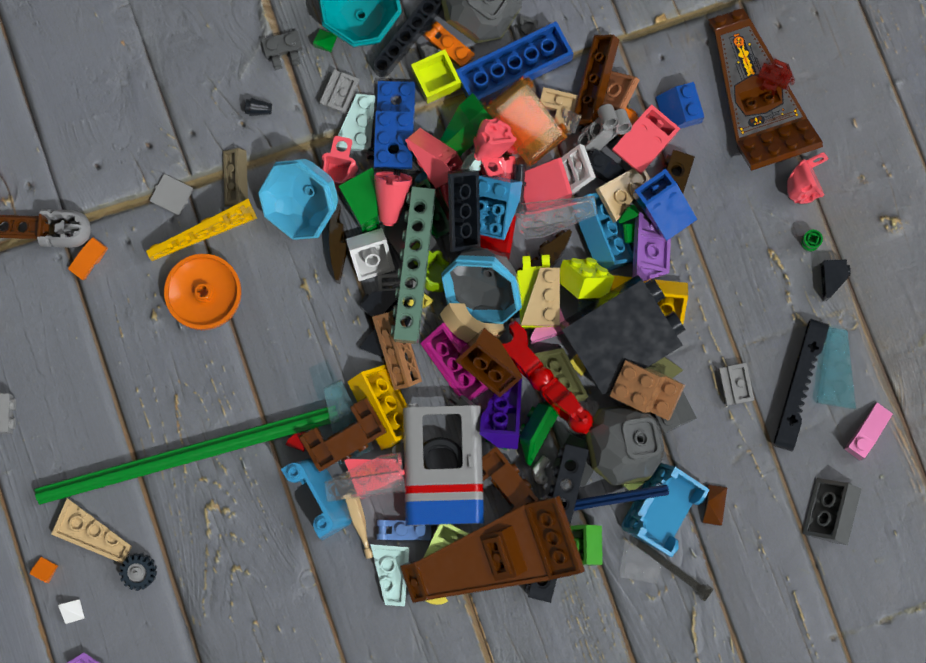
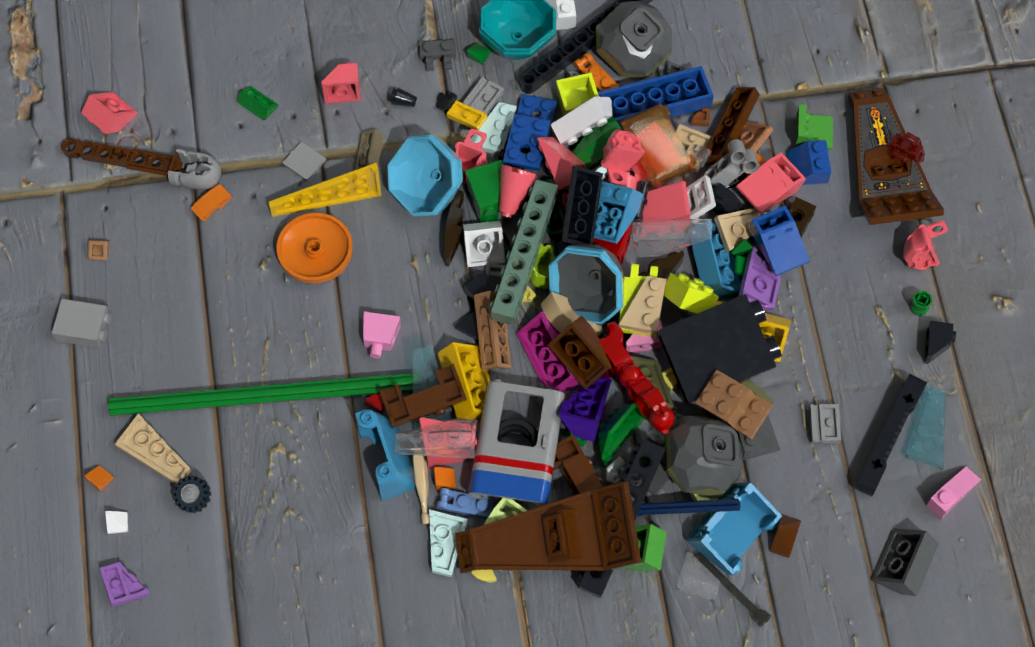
camera: 10 degrees right, 15 degrees down
(109, 138) = (256, 102): none -> green slope
(193, 105) = (342, 84): none -> coral slope
(286, 369) = (380, 332): none -> bright pink torso
(302, 103) = (446, 101): none -> black piece
(326, 116) = (467, 115): none -> yellow plate
(379, 508) = (444, 478): none -> orange slope
(447, 107) = (583, 120): none -> white slope
(564, 74) = (701, 118): none -> dark orange tile
(679, 68) = (813, 127): none -> bright green bracket

